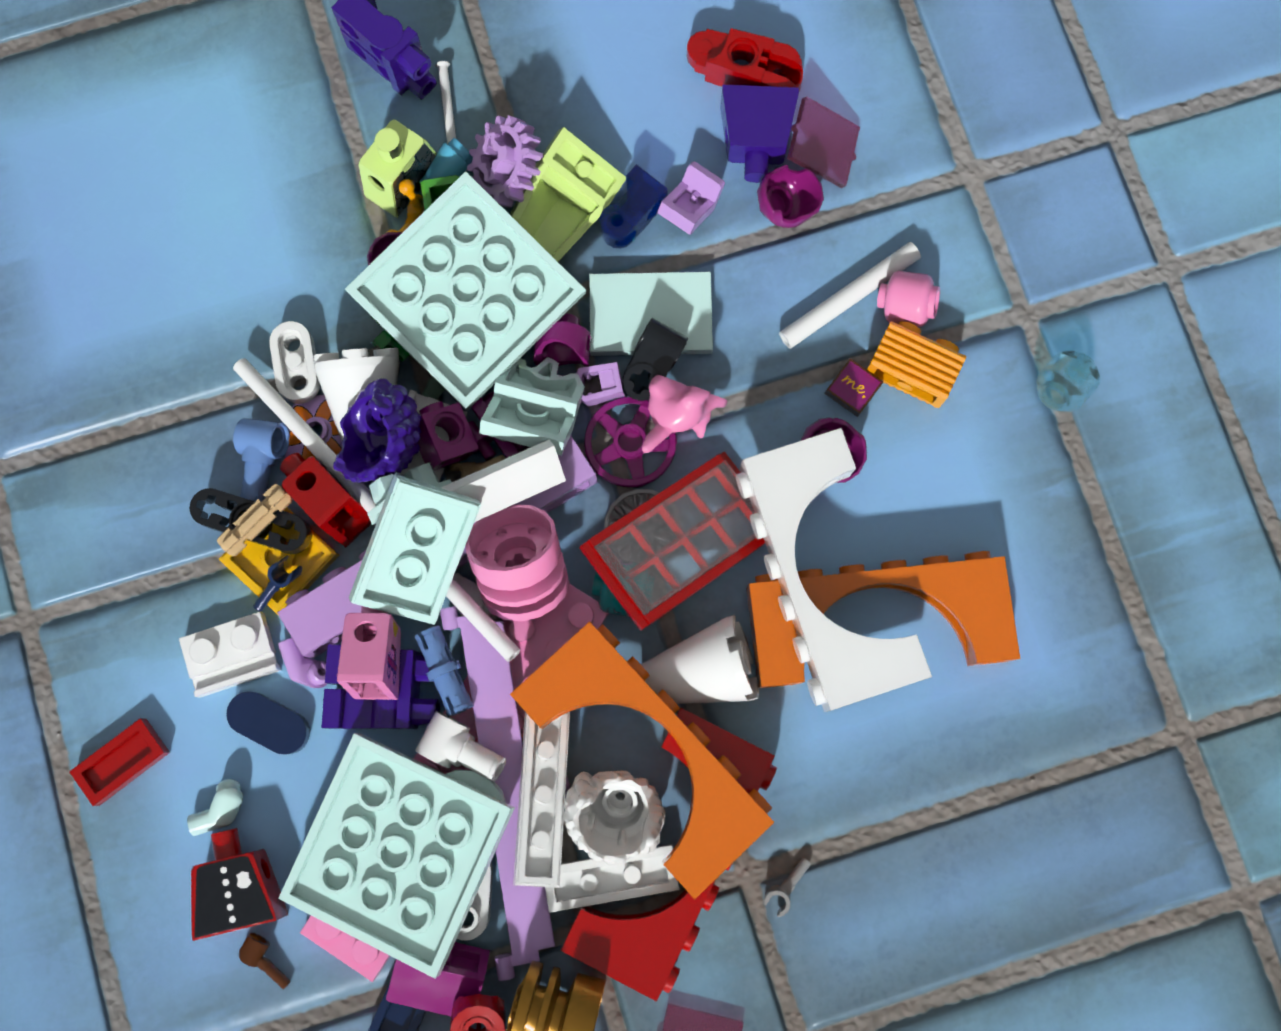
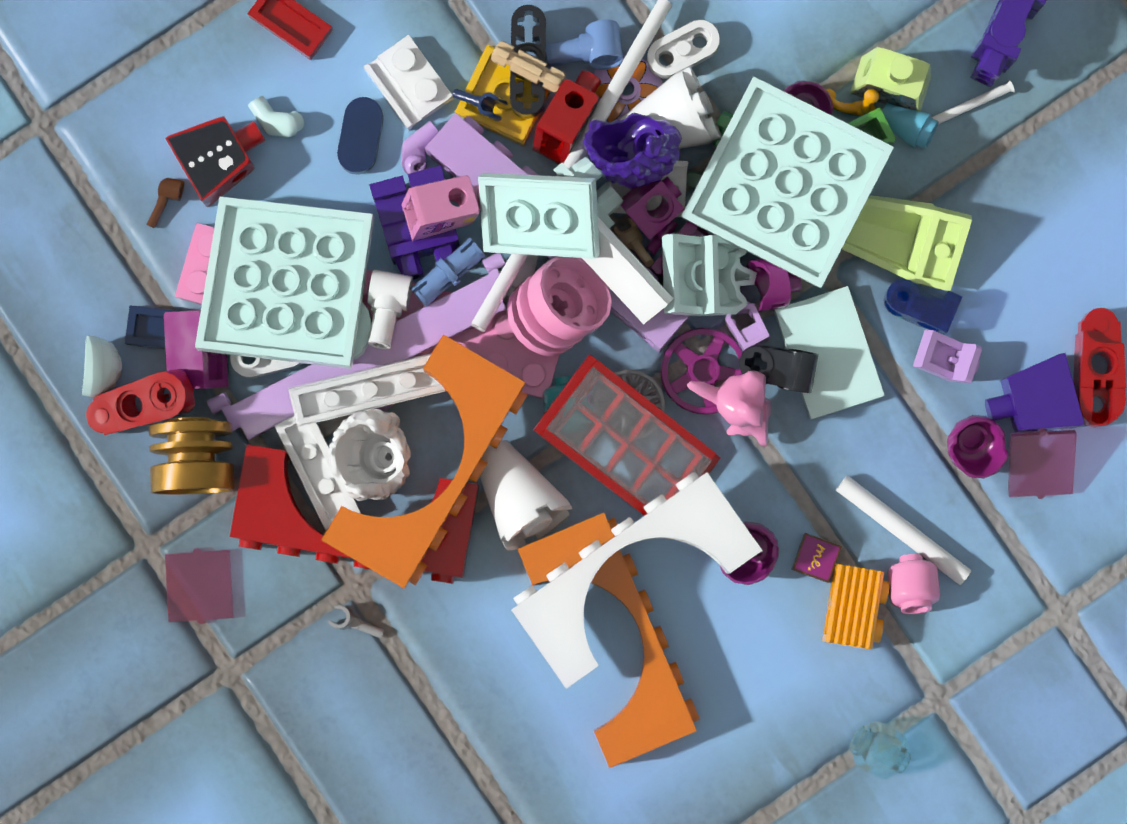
camera: 70 degrees right, 5 degrees up
(506, 159) = (923, 176): lavender gear -> none

